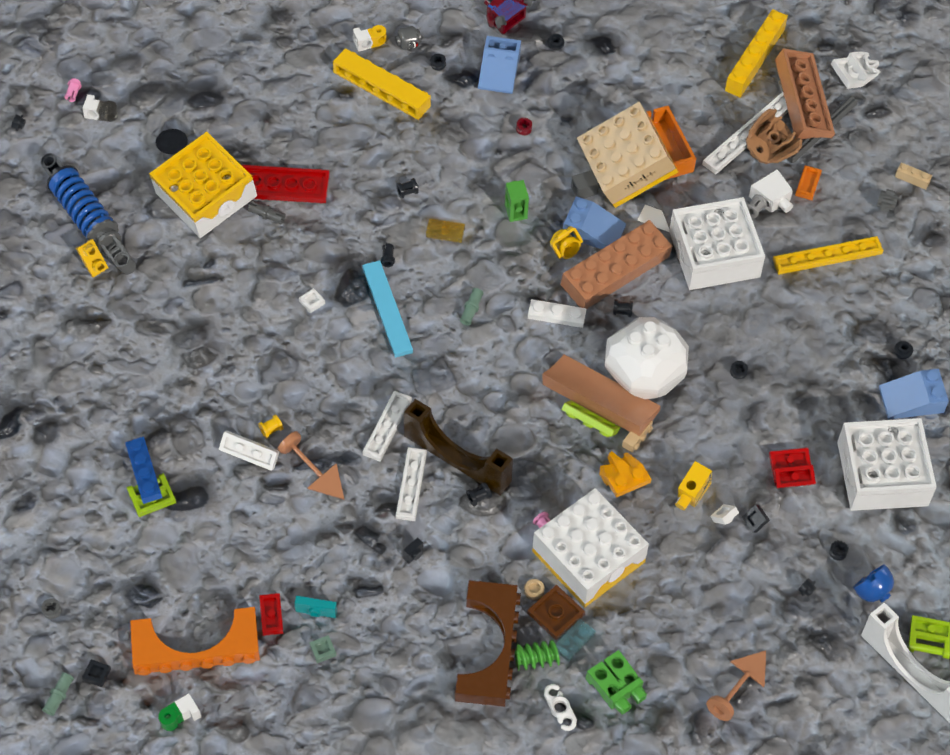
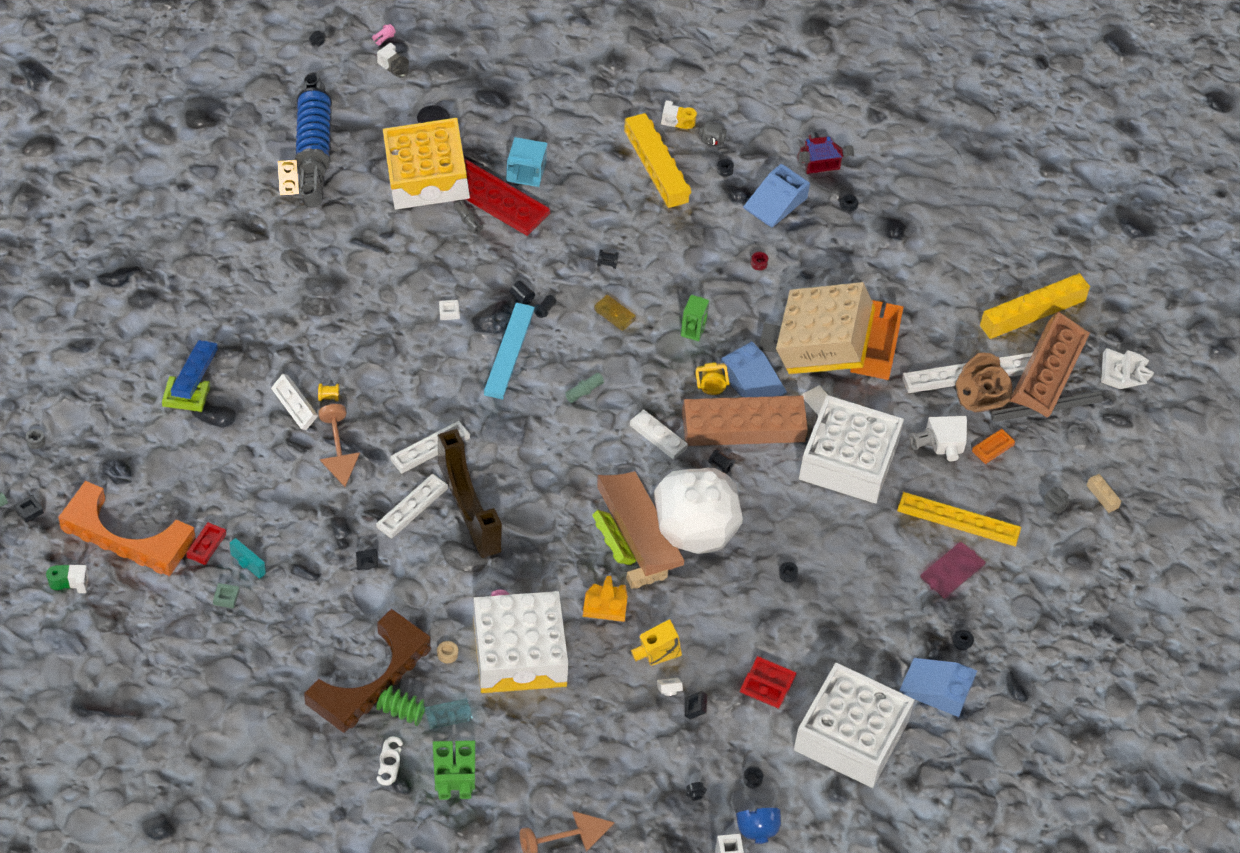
camera: 30 degrees right, 5 degrees down
(281, 139) = (526, 162): none -> medium azure piece
(361, 253) = (522, 292): none -> black beam
(479, 494) = (462, 545): black bush -> none
(556, 612) = (449, 680): reddish brown plate -> none
(853, 298) = (952, 570): none -> clear pink piece

